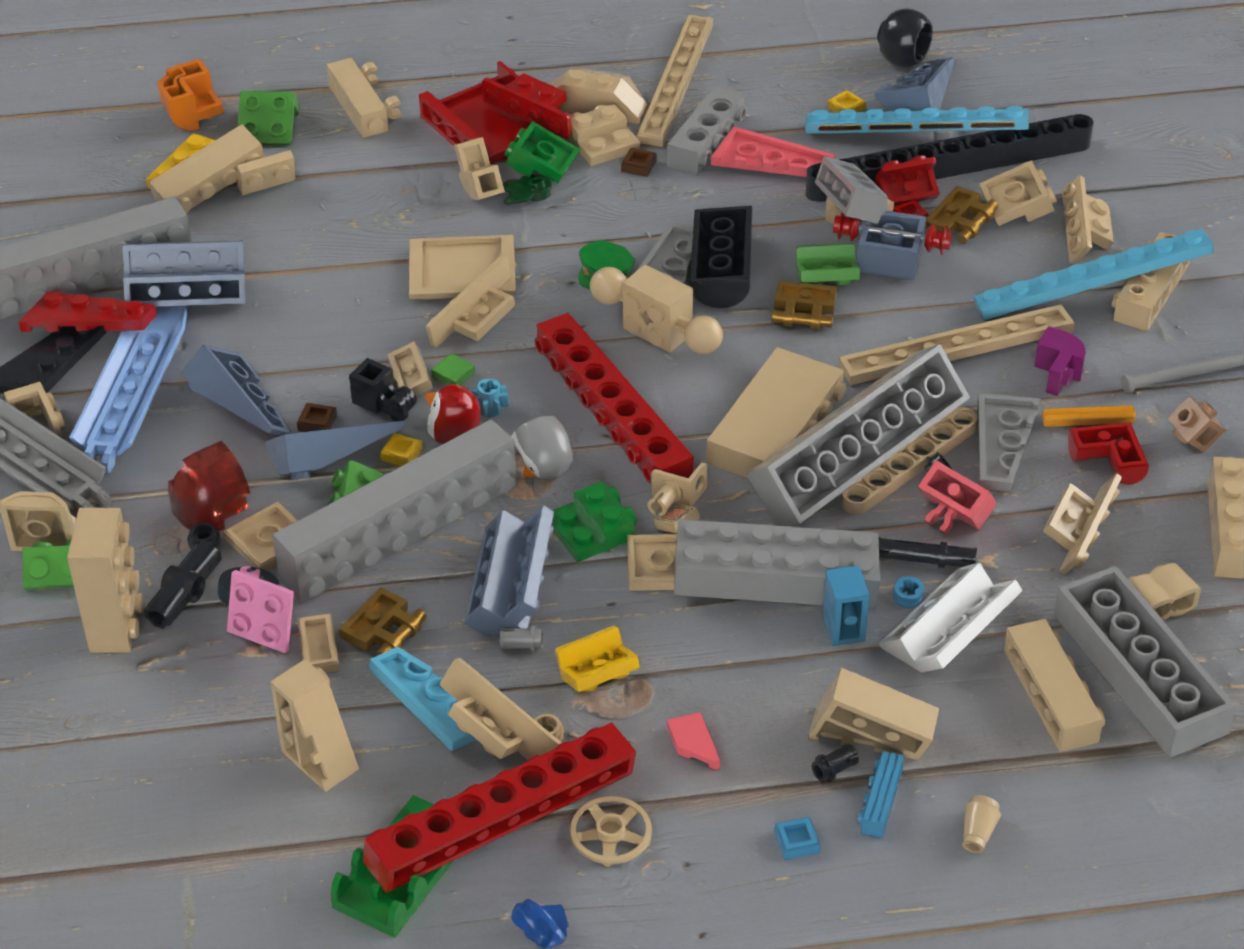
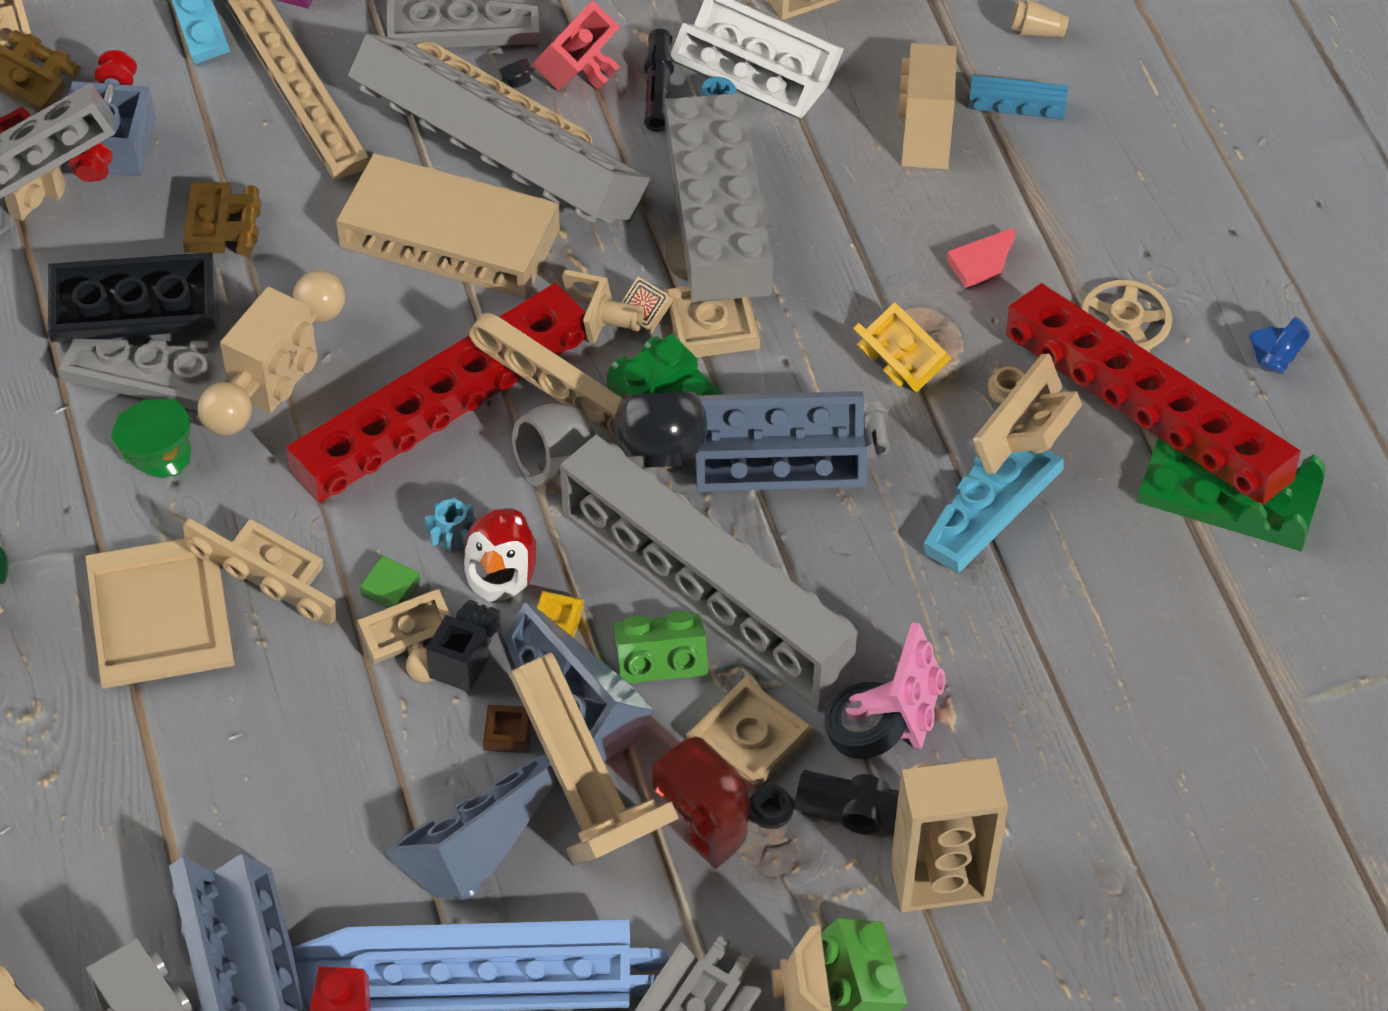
camera: 100 degrees left, 10 degrees up
(249, 431) = (580, 766): none -> tan bracket
(312, 726) = (1097, 581): tan wedge -> none
(319, 642) = (943, 629): tan tile -> none
(376, 617) = (881, 581): pearl gold plate -> none
(516, 477) = (660, 427): none -> black wheel
(585, 453) = (546, 370): none -> tan beam
(797, 838) = (1091, 163): dark azure tile -> none
(827, 263) = (146, 197): bright green bracket -> none
(828, 766) = (989, 136): black pin -> none
(845, 605) = (779, 124): dark azure brick -> none

